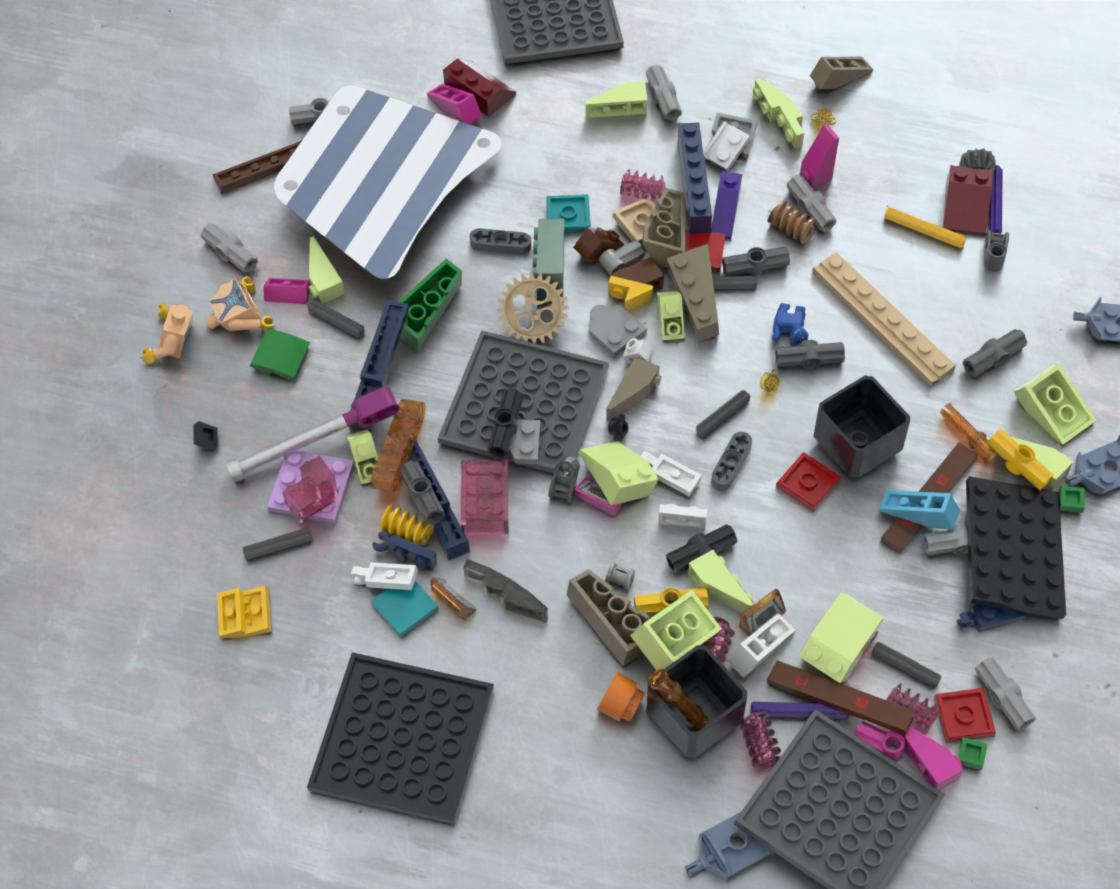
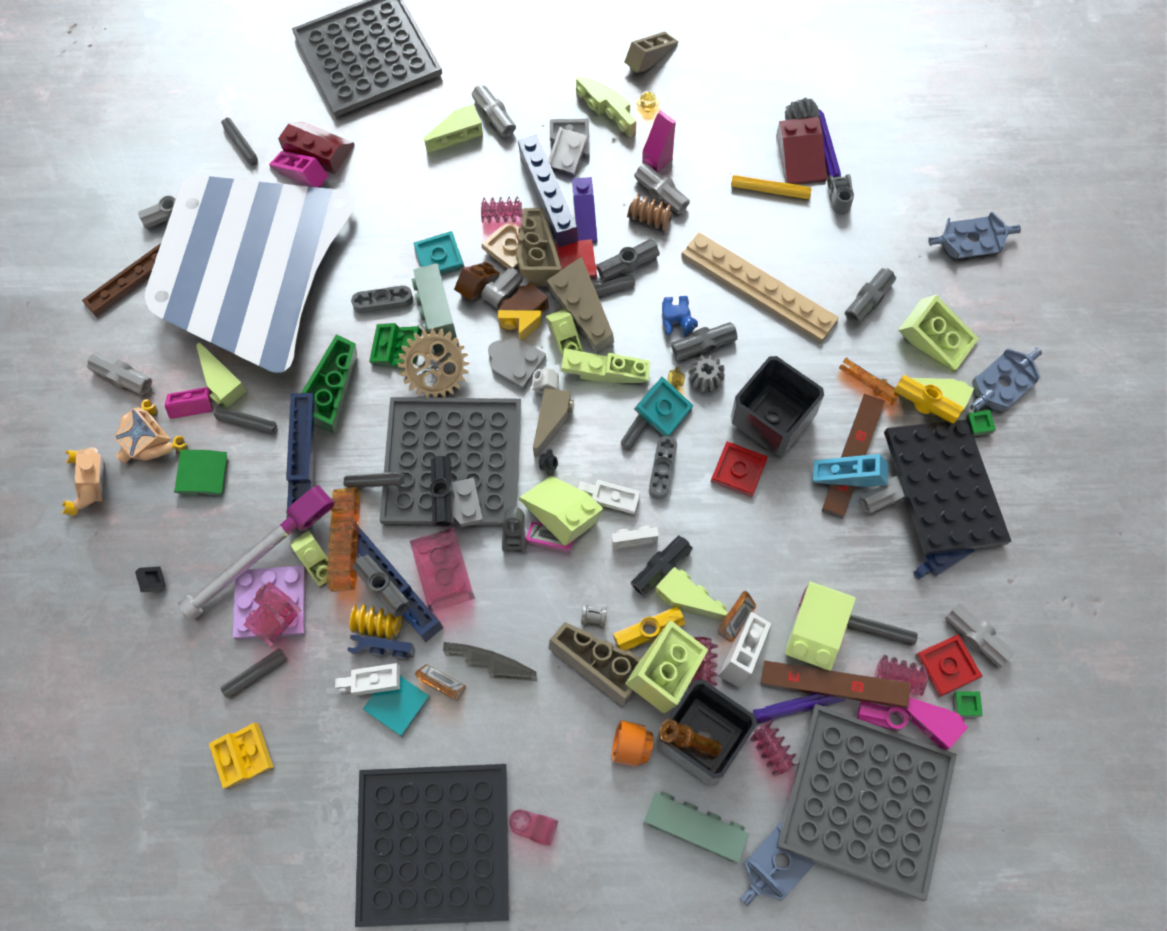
camera: 15 degrees left, 10 degrees up
(404, 64) = (239, 140): none -> dark grey axle
(444, 400) = (374, 480): none -> dark grey axle
(493, 281) = (389, 342): none -> green slope
(505, 749) = (538, 827): none -> clear pink piece
(661, 791) = (696, 828): none -> sand green brick
(704, 357) = (608, 368): none -> yellowish green slope
(749, 404) = (663, 407): none -> teal tile
(802, 384) = (706, 373): none -> light grey gear

